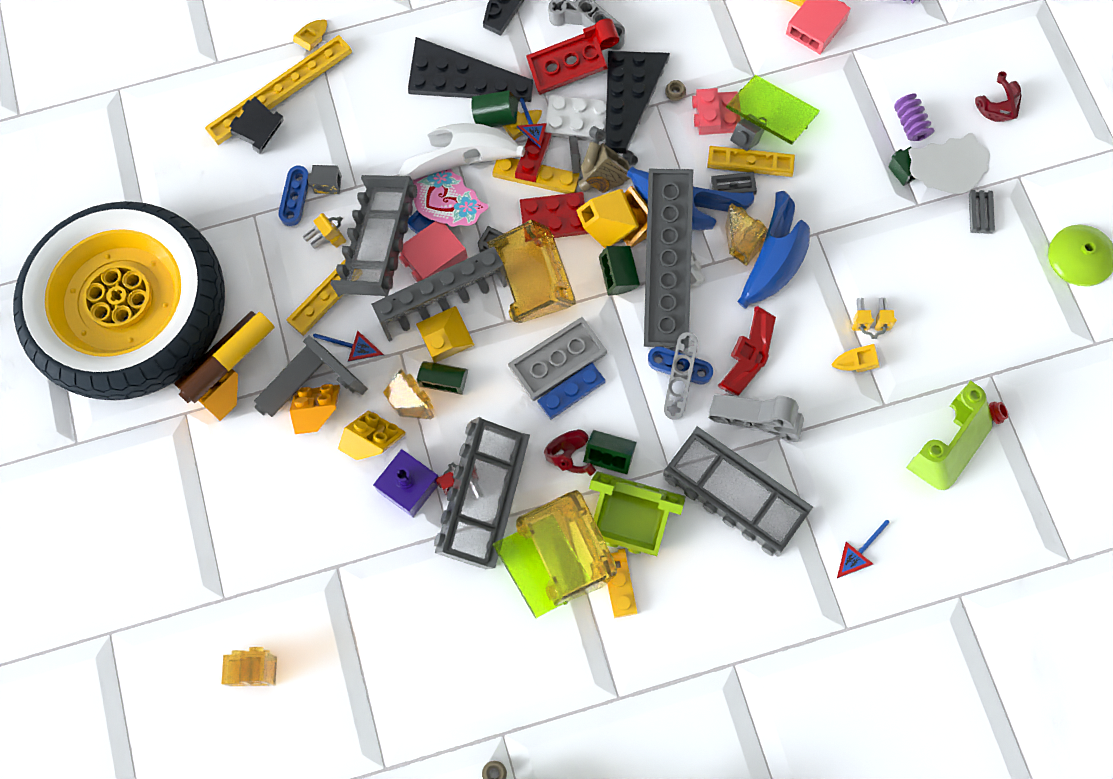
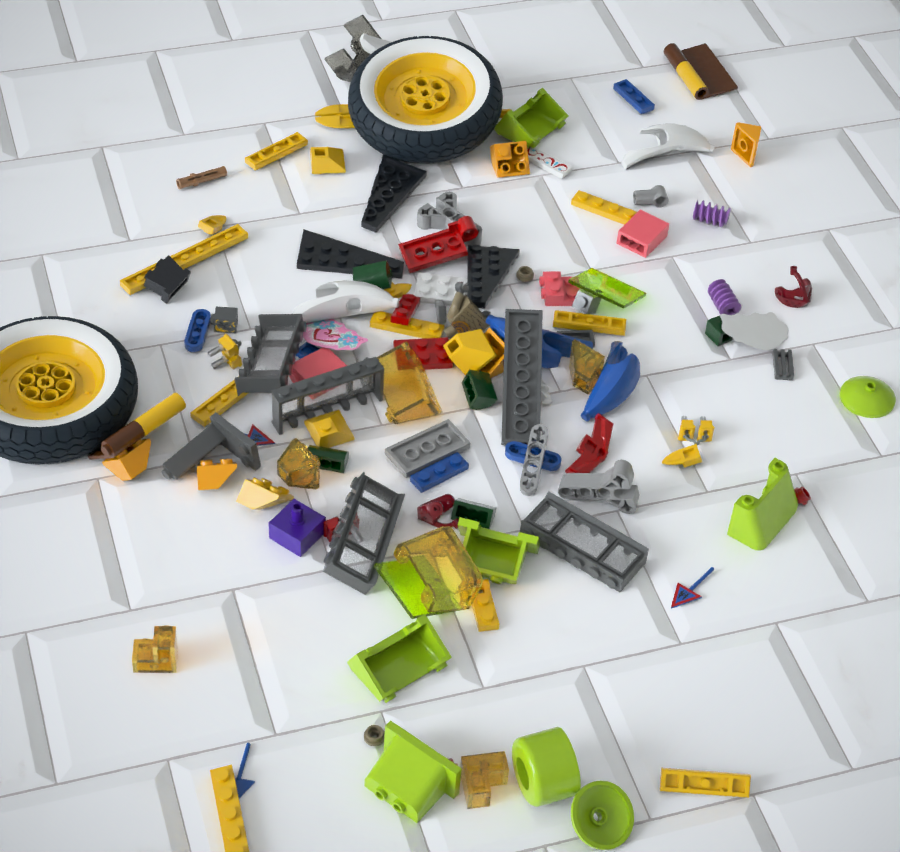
camera: 10 degrees left, 25 degrees down
(520, 670) = (400, 659): none -> lime windscreen
(532, 131) = (406, 293): piece -> none

